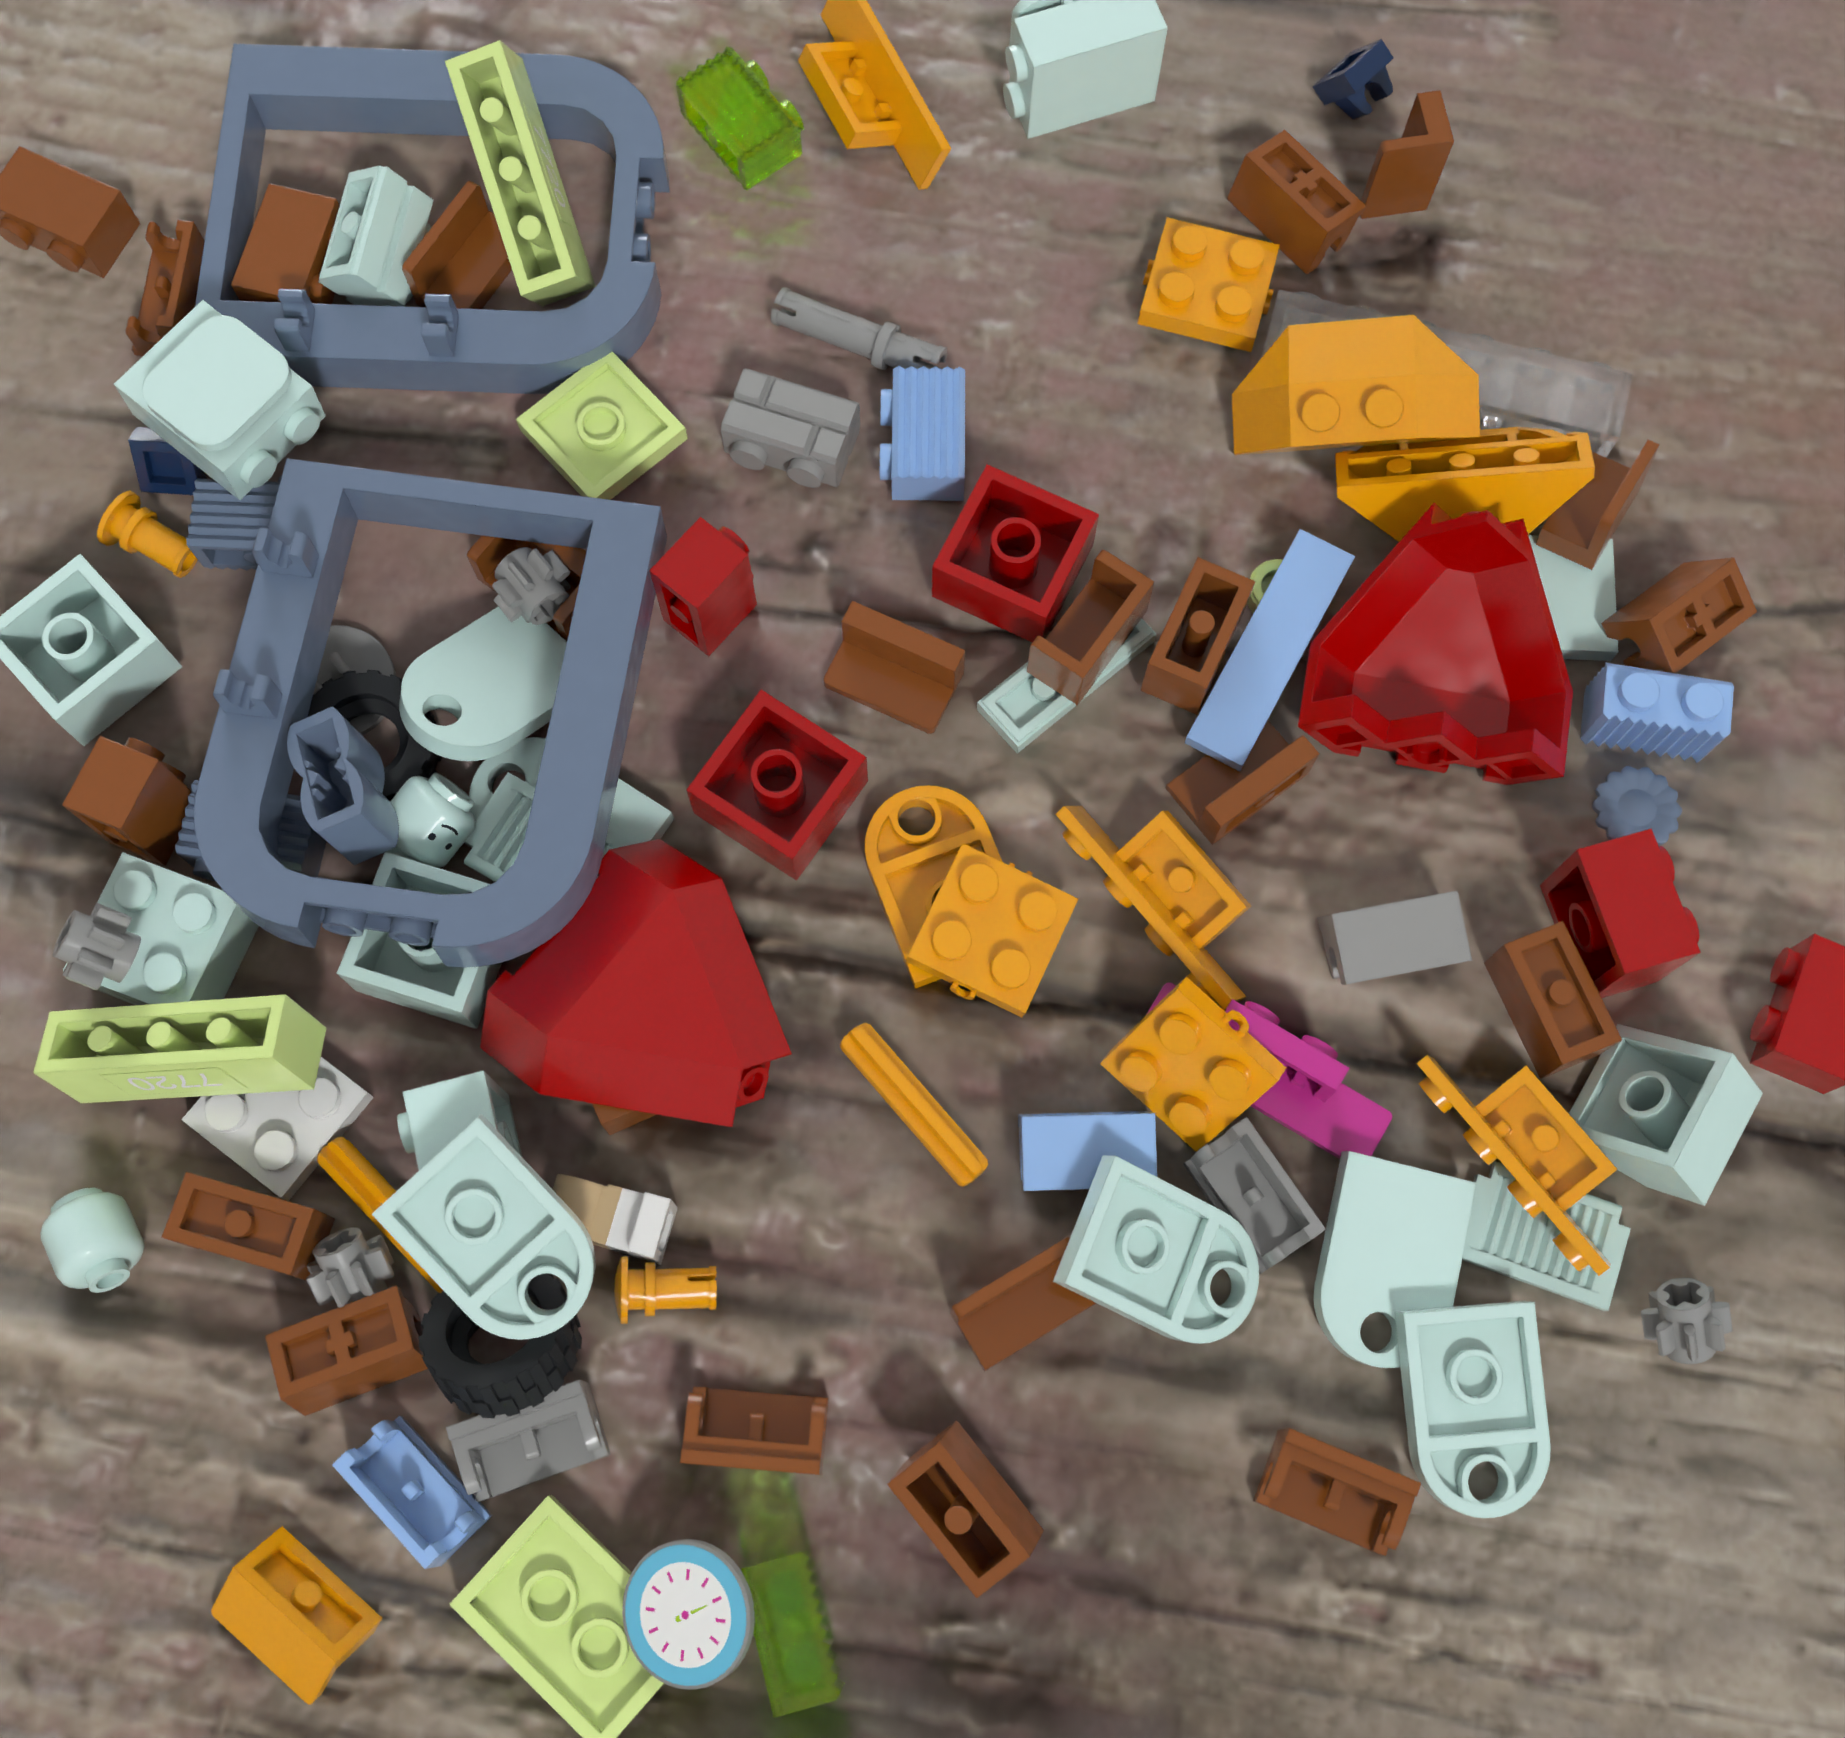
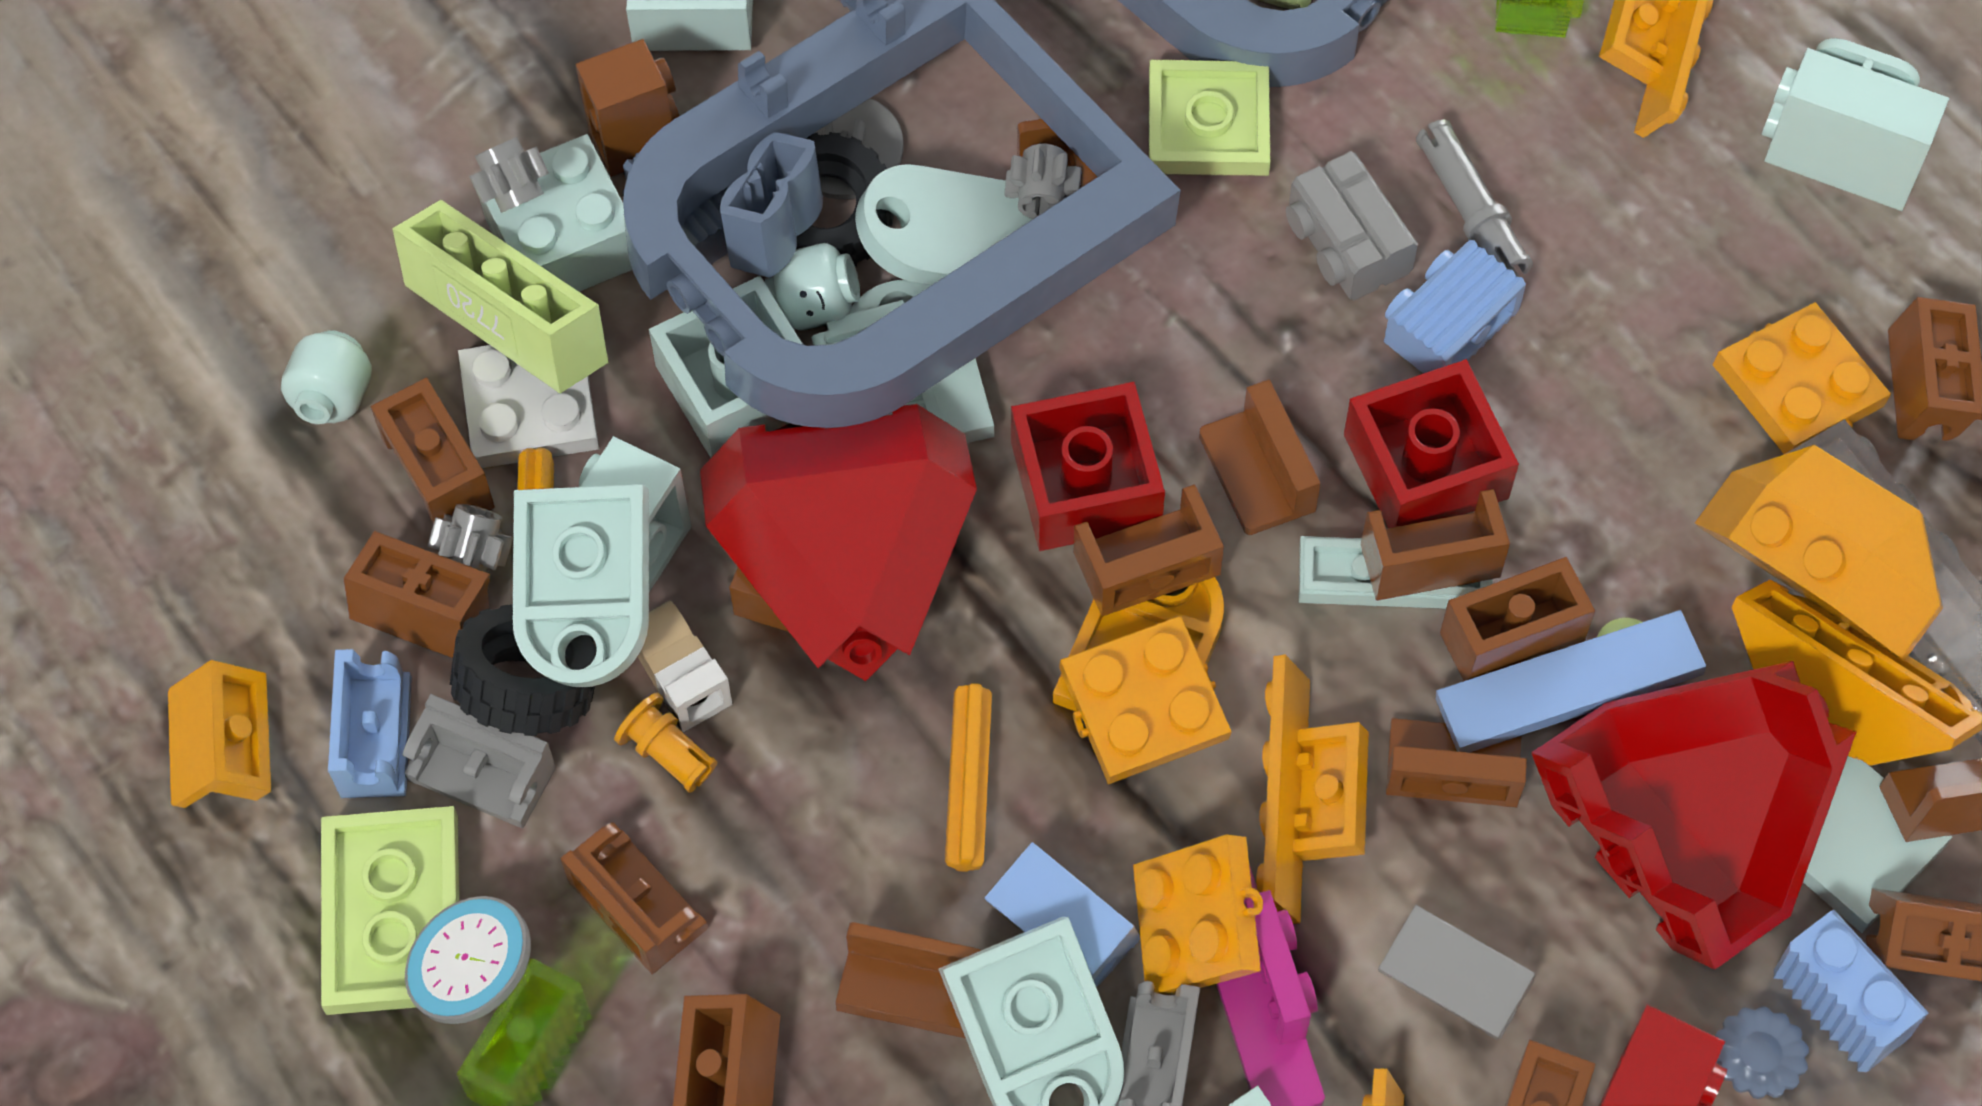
camera: 45 degrees right, 10 degrees down
(705, 584) = (1170, 281): red brick -> none
(889, 812) = (1150, 556): none -> dark orange panel

